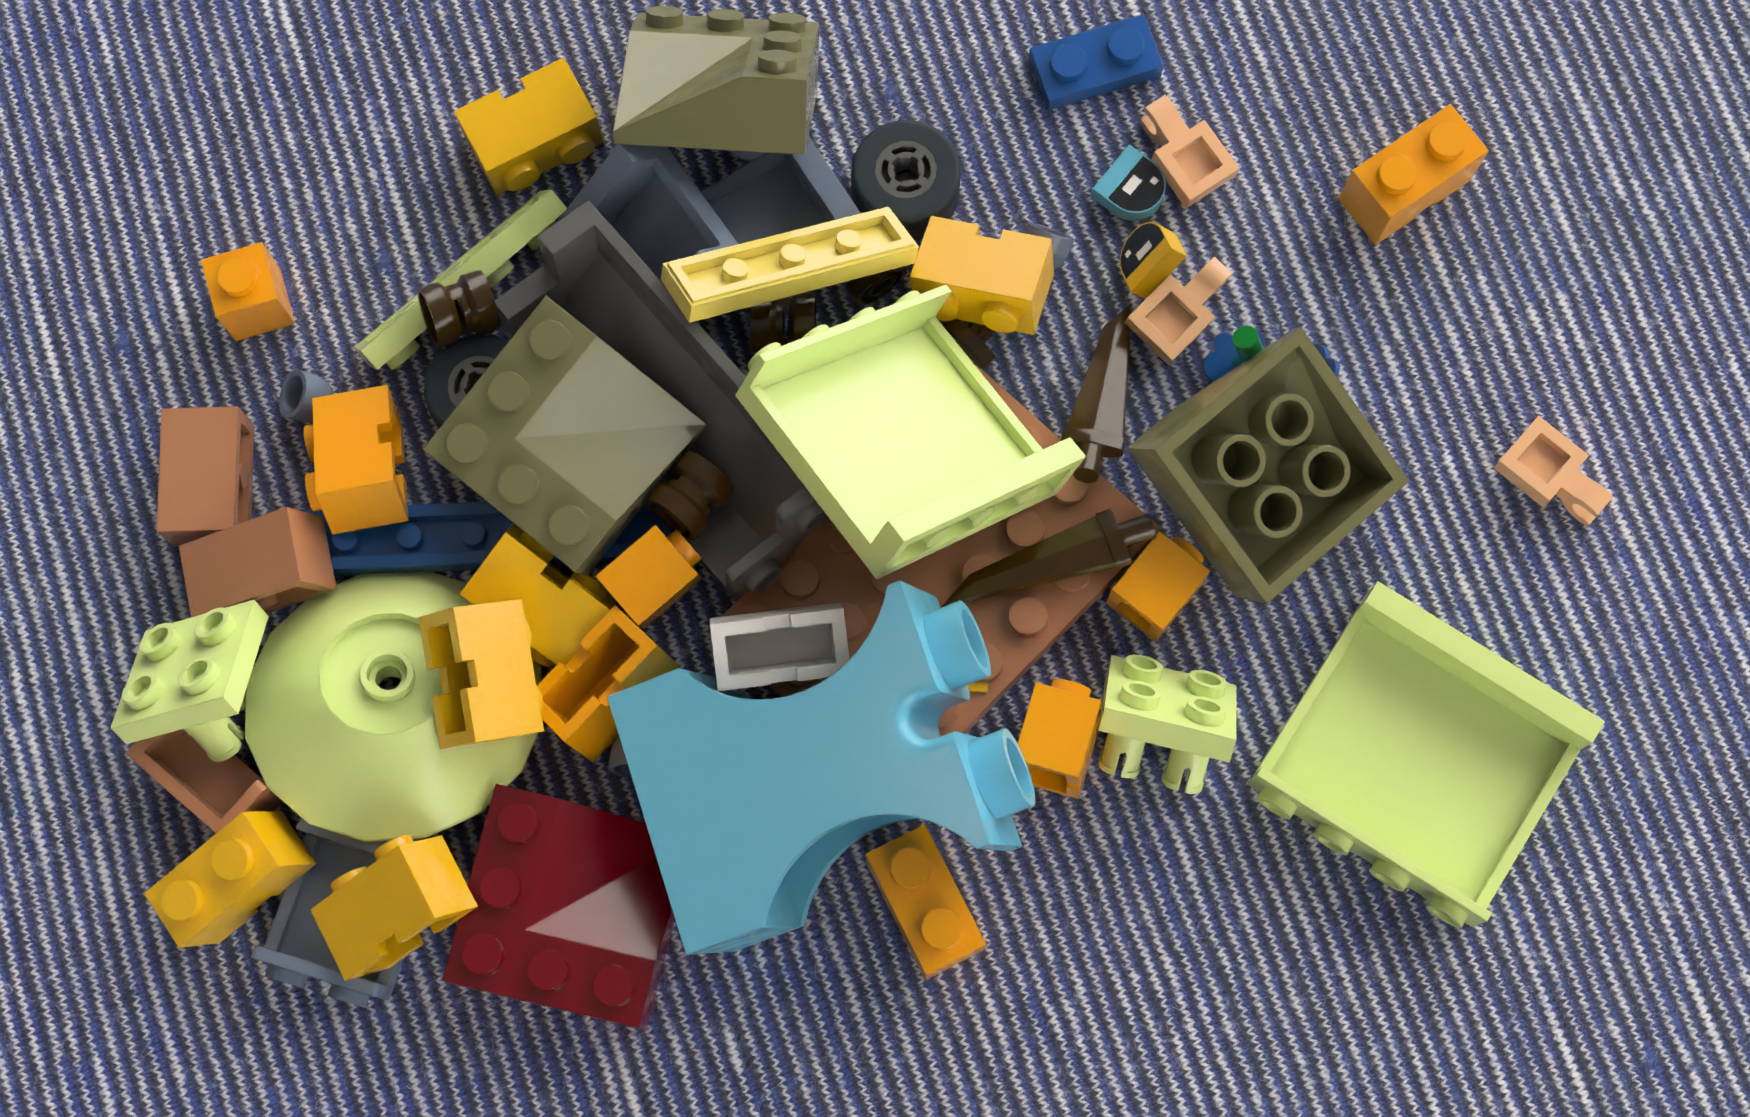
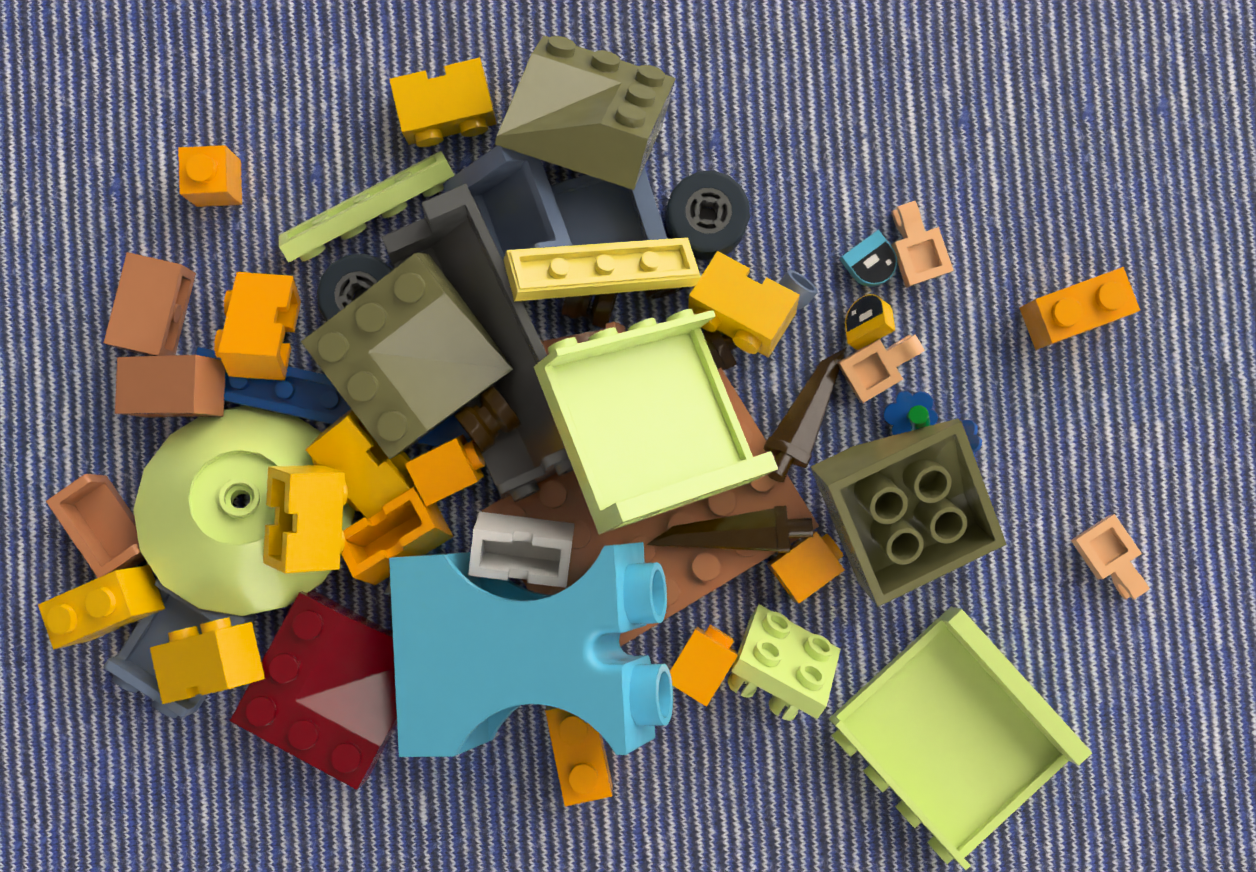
camera: 10 degrees right, 10 degrees up
(193, 679) = (103, 460): yellowish green plate -> none
(297, 395) = (233, 260): sand blue hinge -> none
(458, 309) = (366, 232): dark brown wheel -> none
(1095, 62) = (872, 157): blue plate -> none

